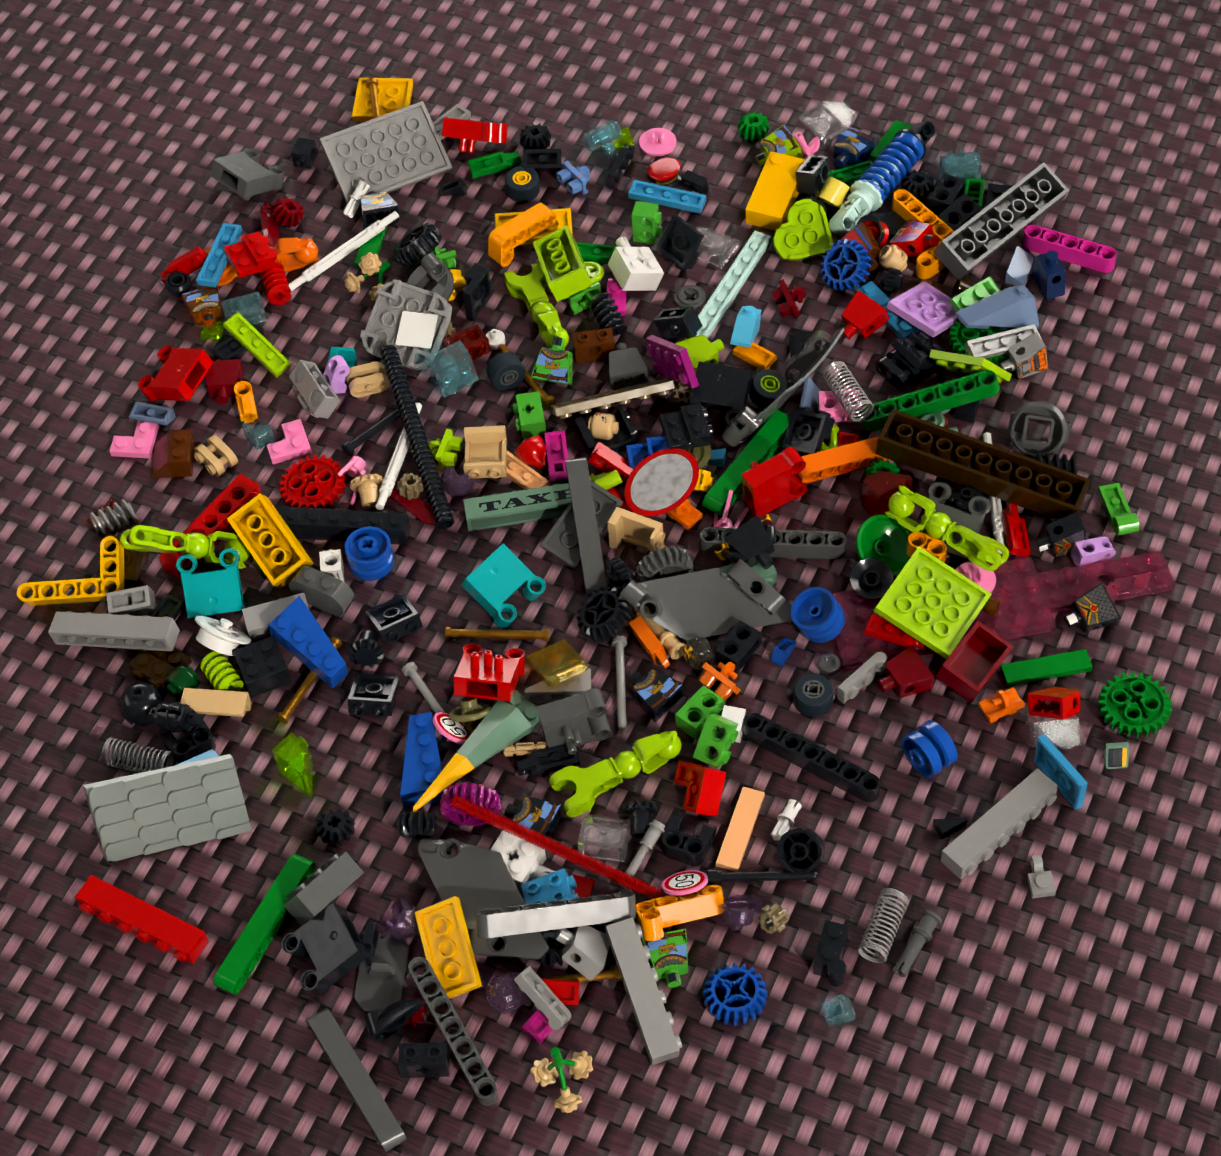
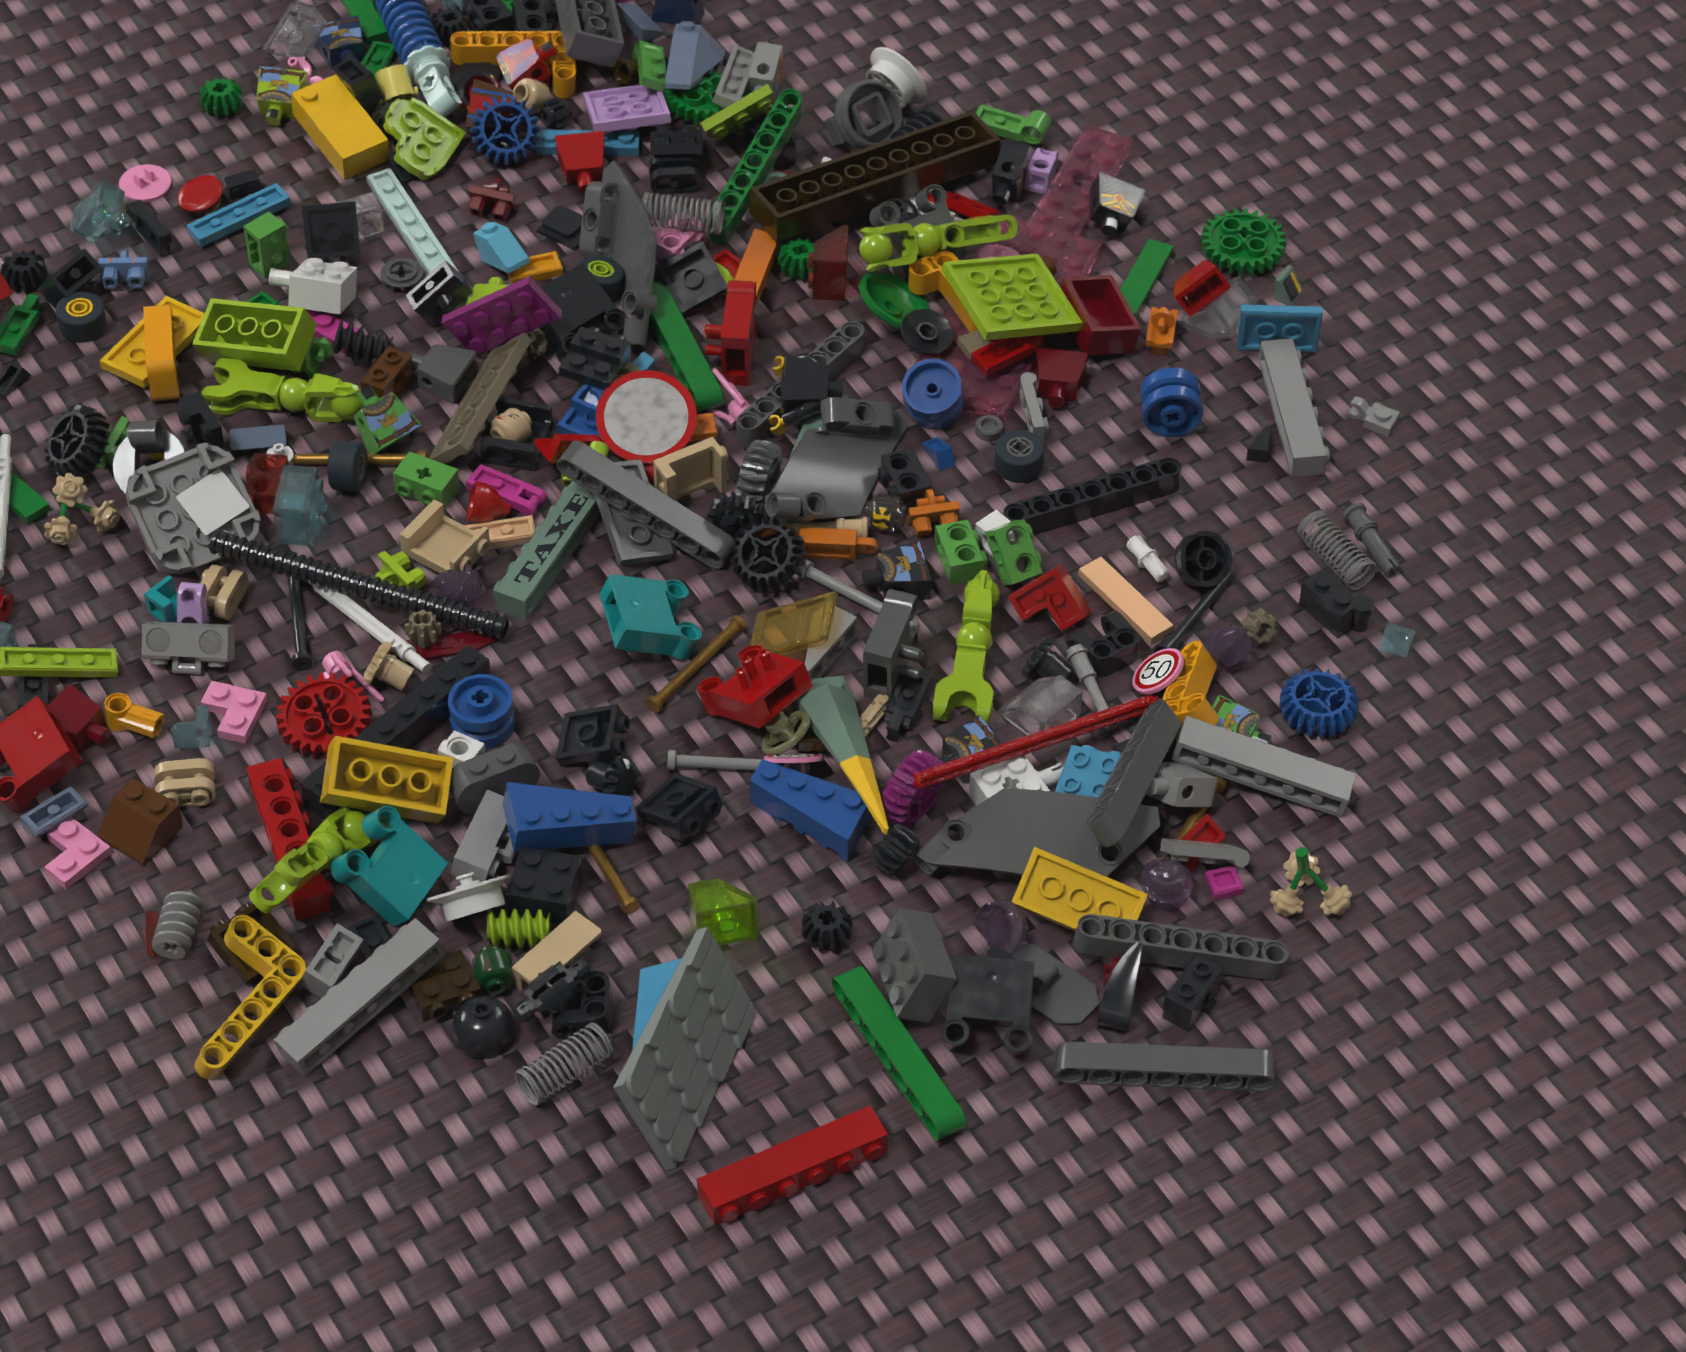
camera: 60 degrees left, 5 degrees down
(499, 319) = (257, 437): none -> sand blue slope
(1082, 423) = (898, 75): none -> white wheel

